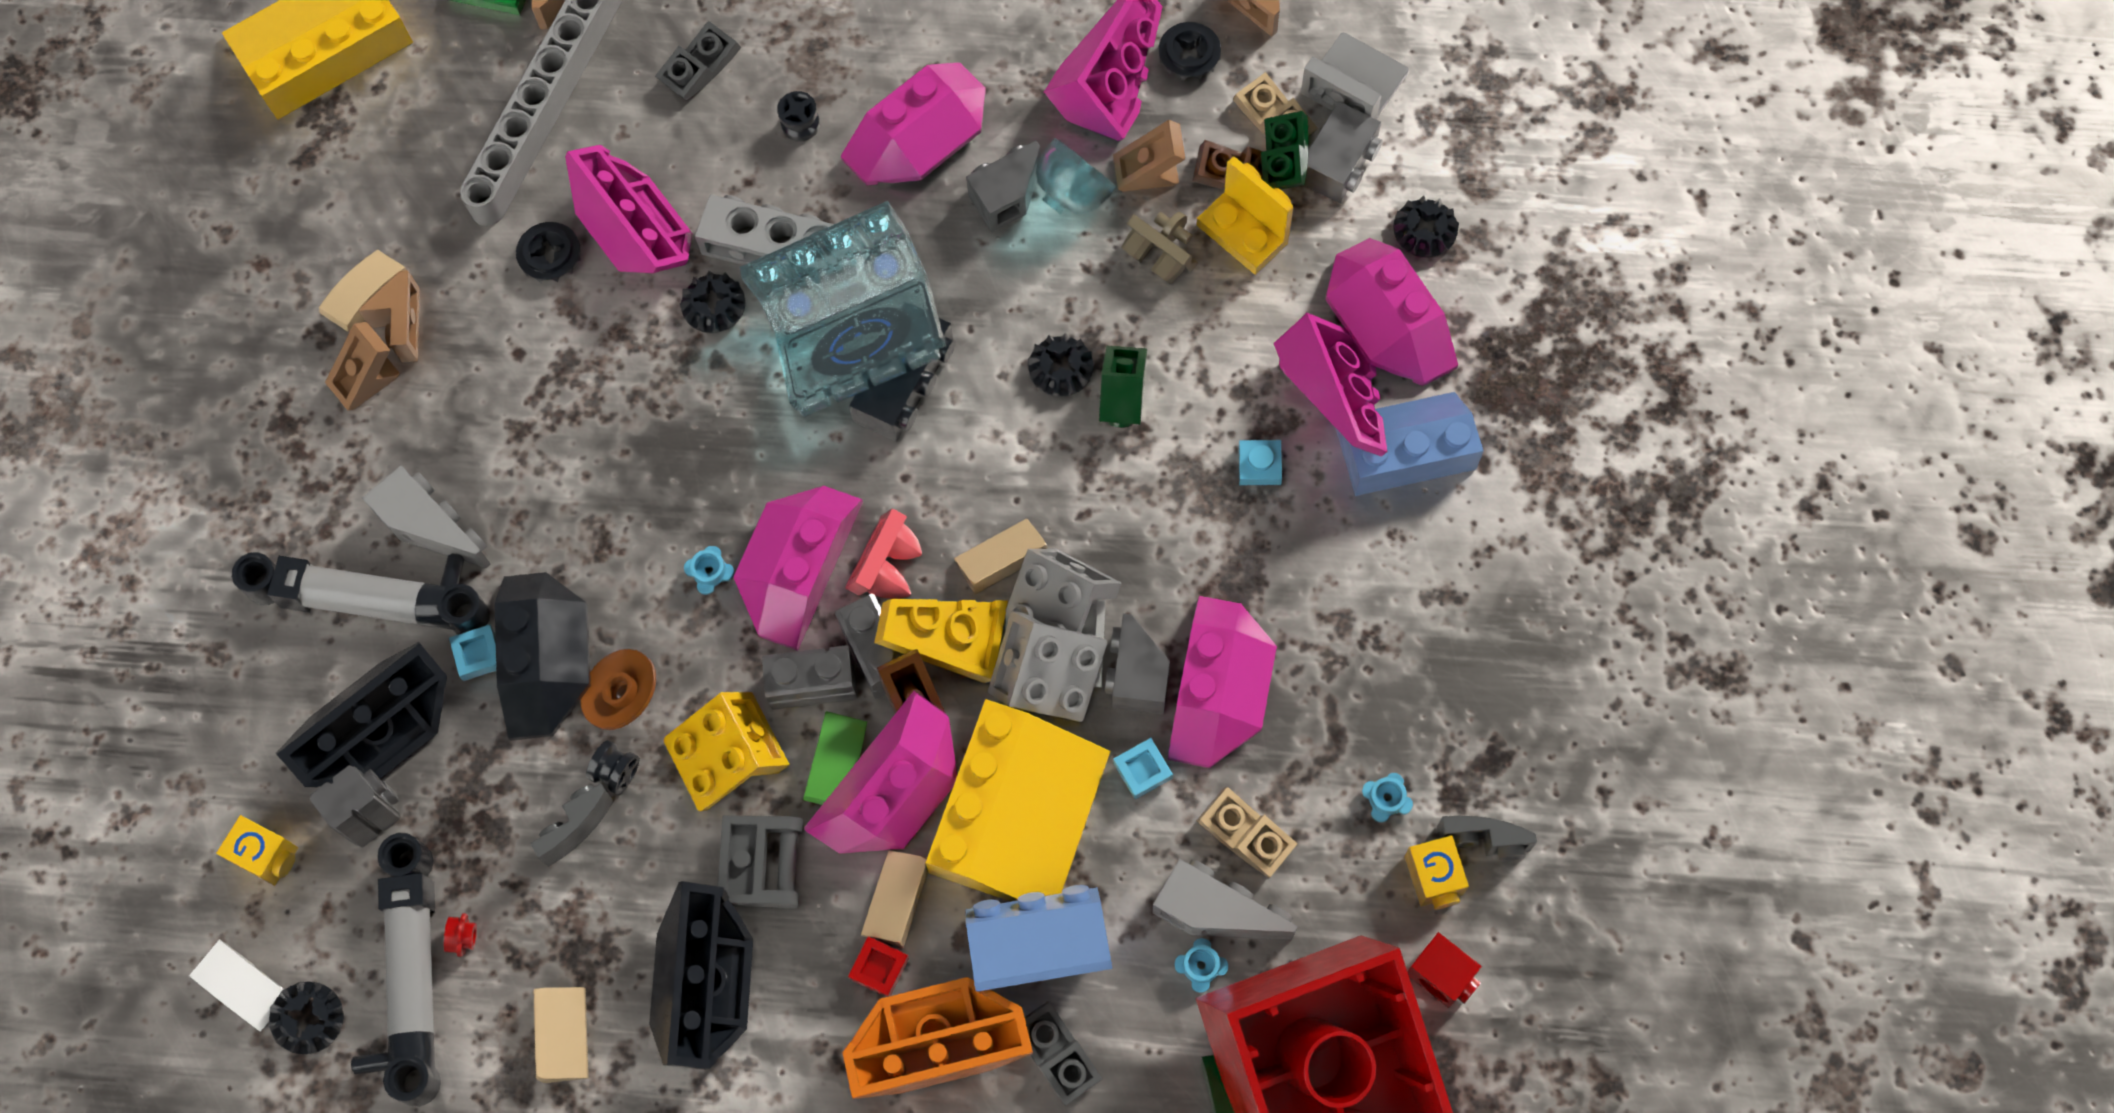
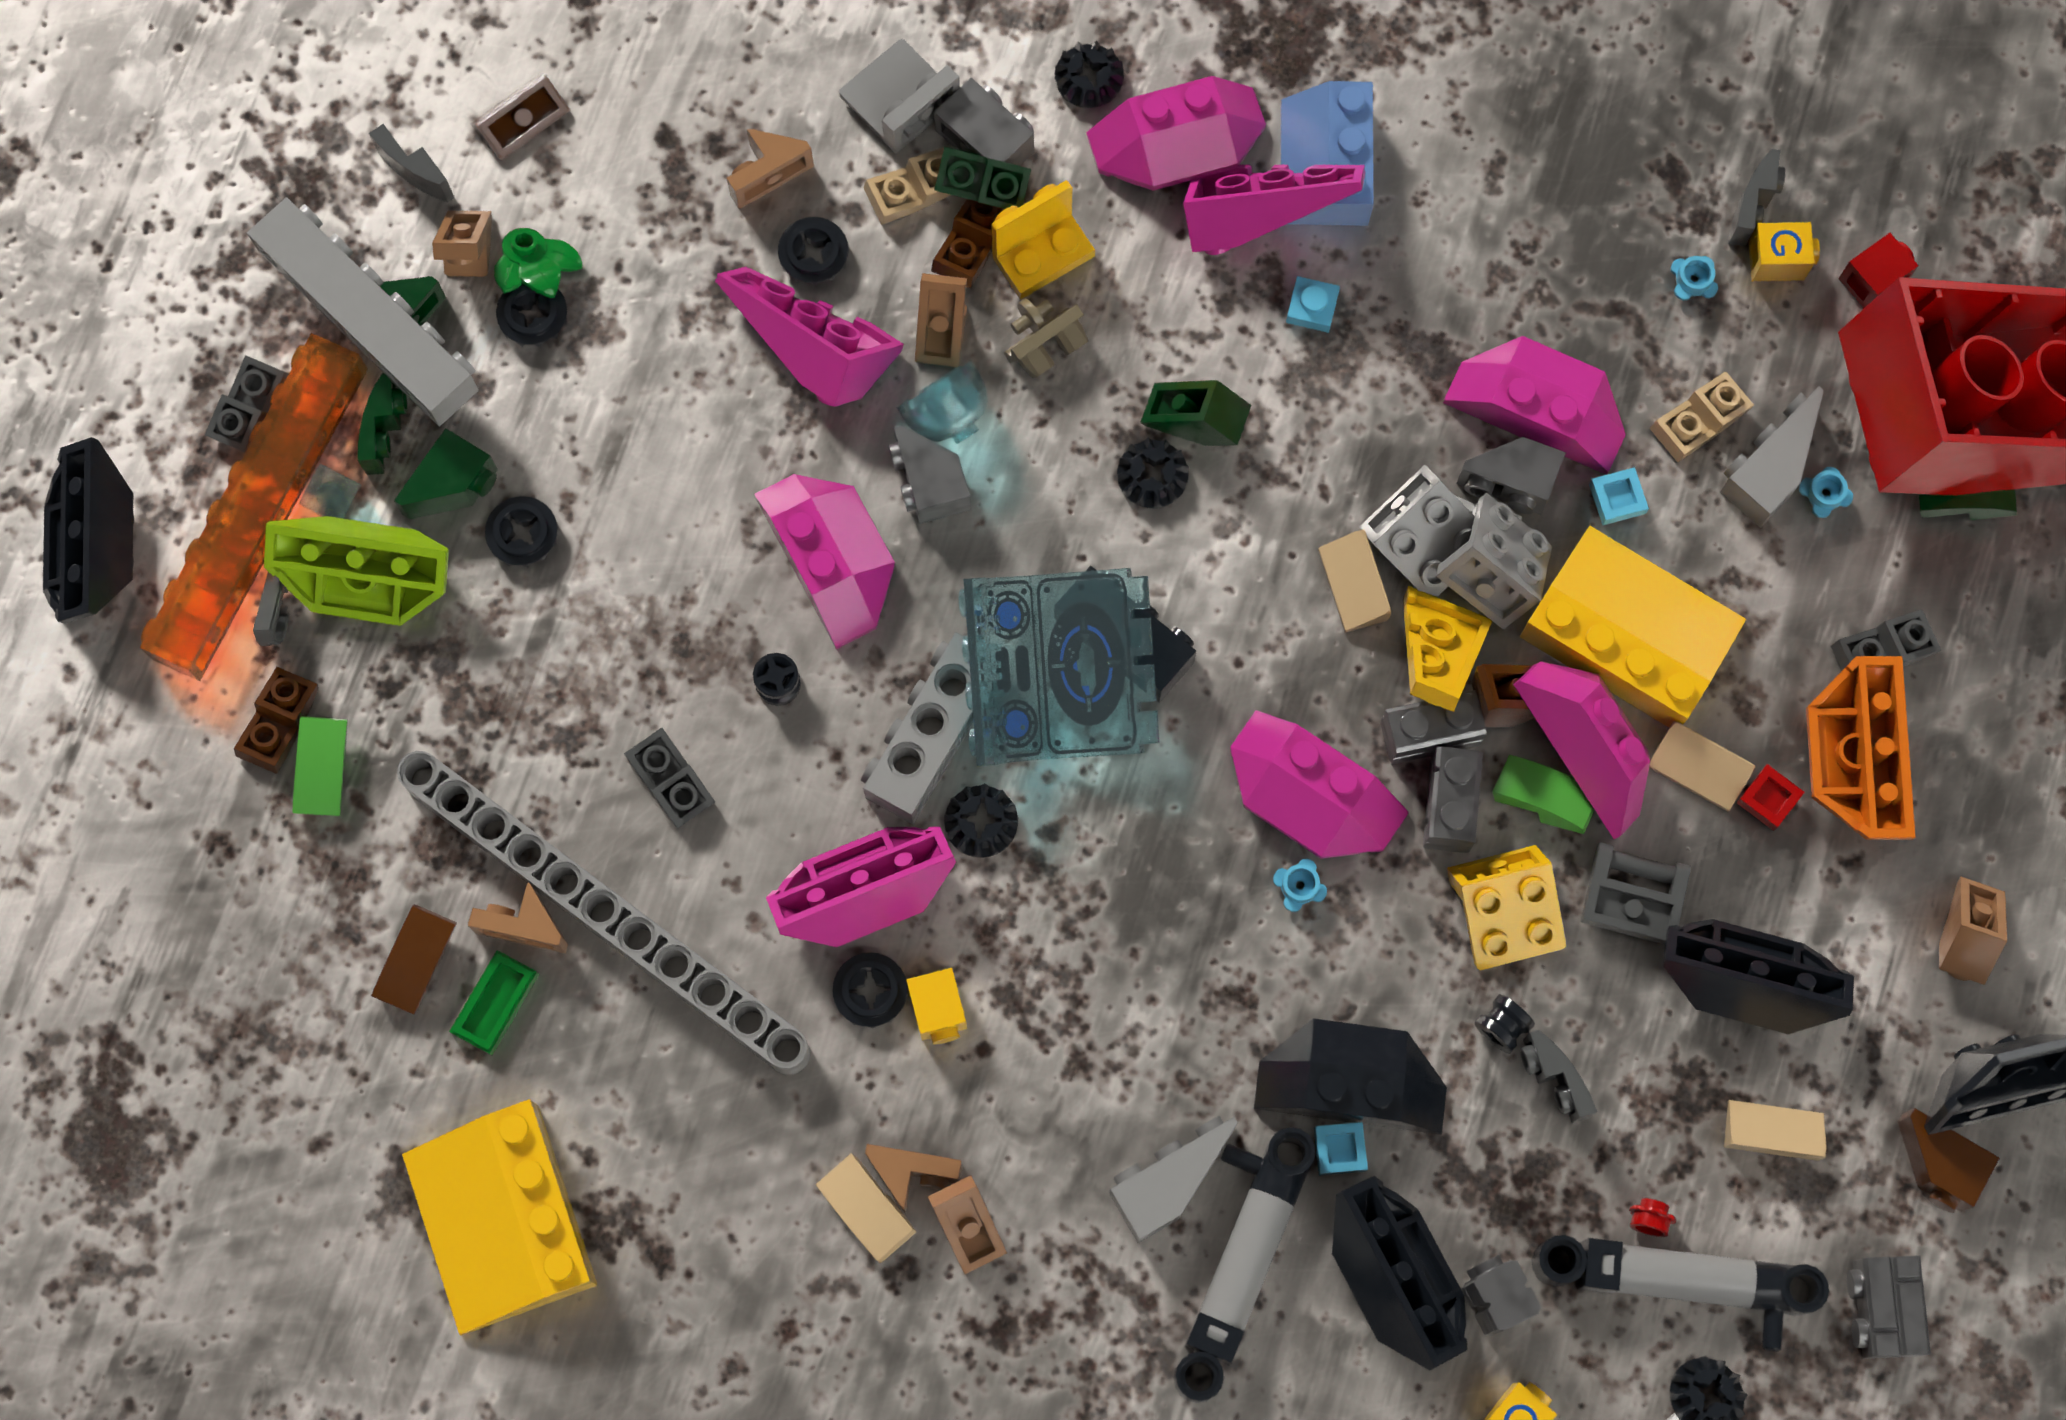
camera: 80 degrees left, 5 degrees up
(541, 302) = (937, 1006): none -> yellow brick
(619, 689) = (1399, 1010): dark orange dish -> none
(872, 571) = (1339, 712): coral tile -> none
(1037, 938) = (1786, 630): medium blue slope -> none

